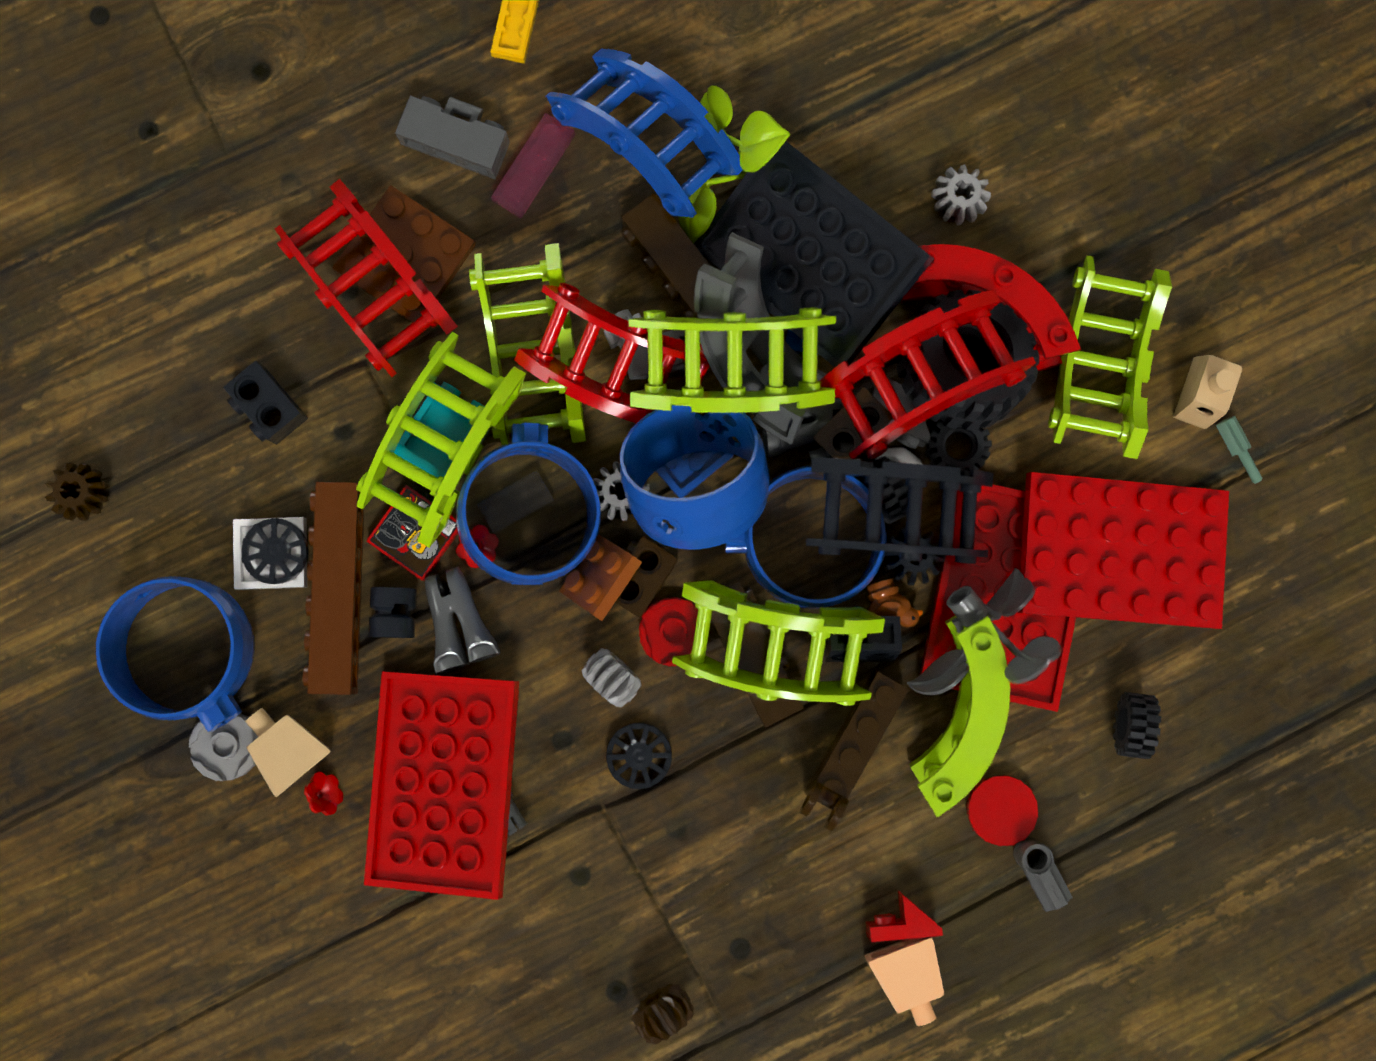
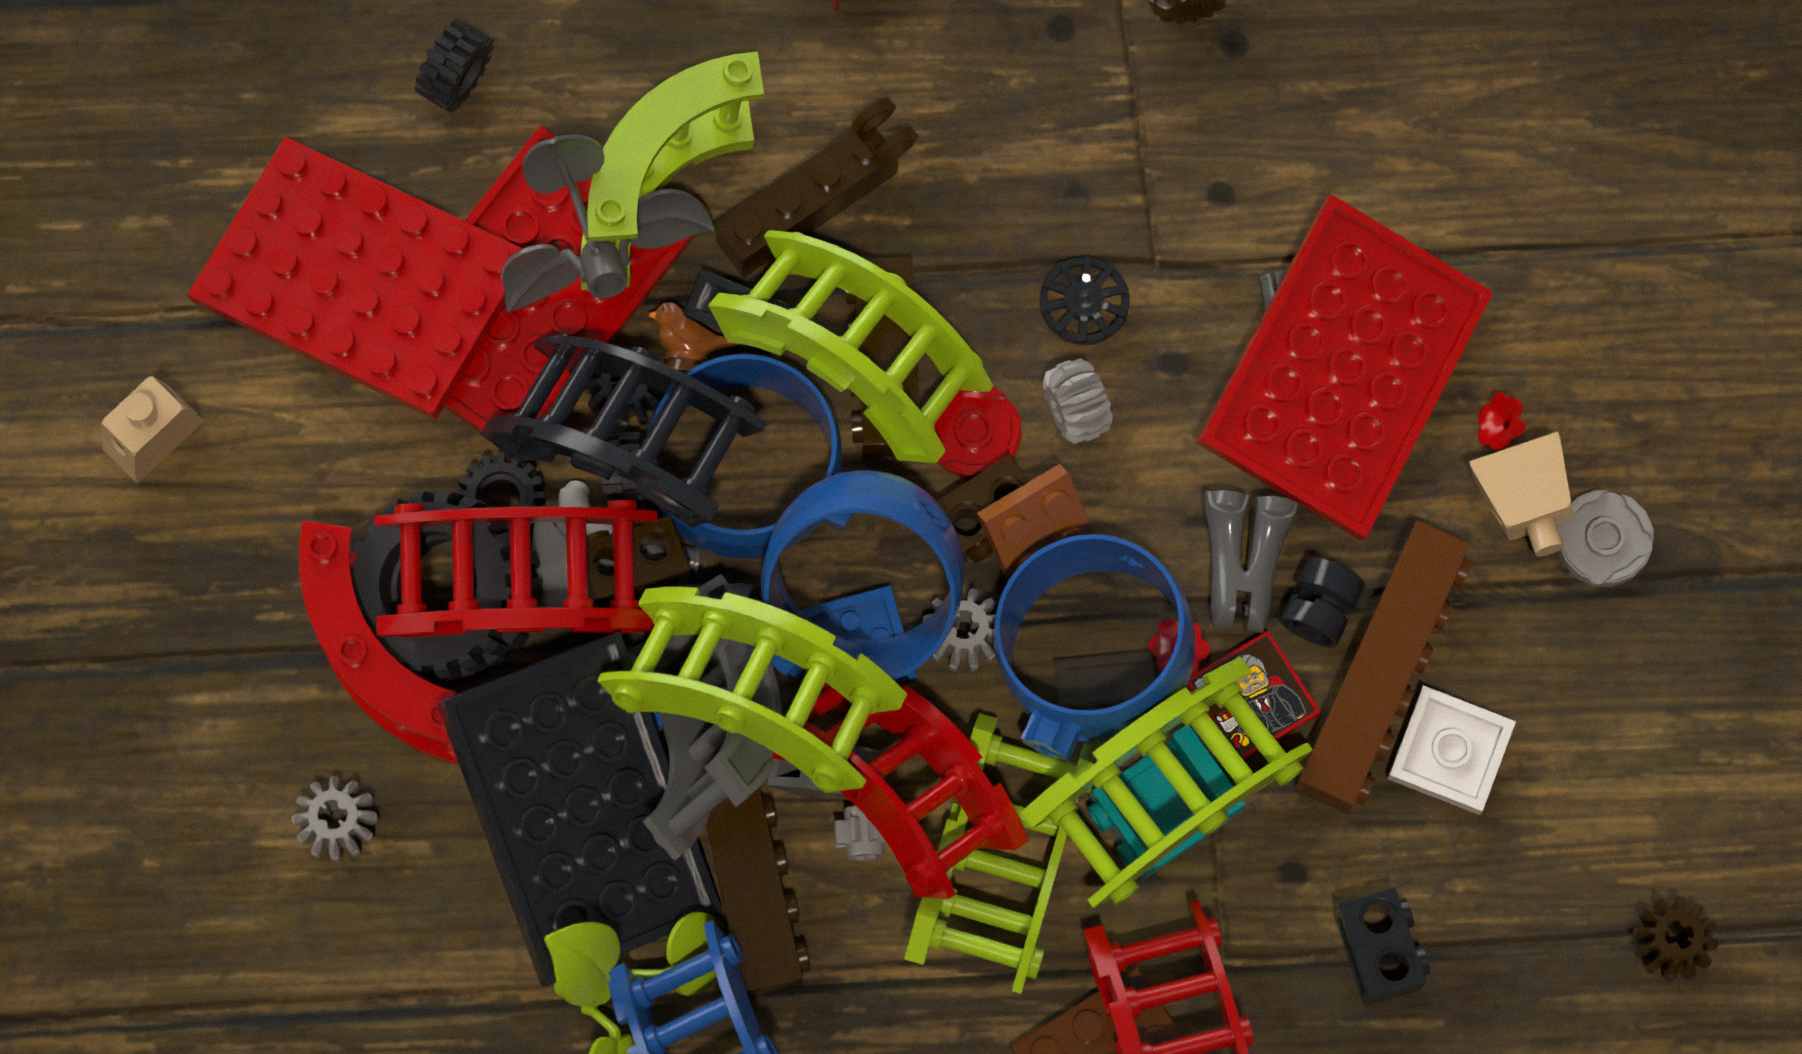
camera: 155 degrees left, 10 degrees down
(112, 663) = (1597, 575): blue cylinder -> none
(274, 551) = (1442, 741): black wheel -> none
(1002, 810) = (662, 41): red tile -> none
(1136, 368) = (225, 496): lime fence -> none
(1238, 445) = (141, 344): sand green axle -> none

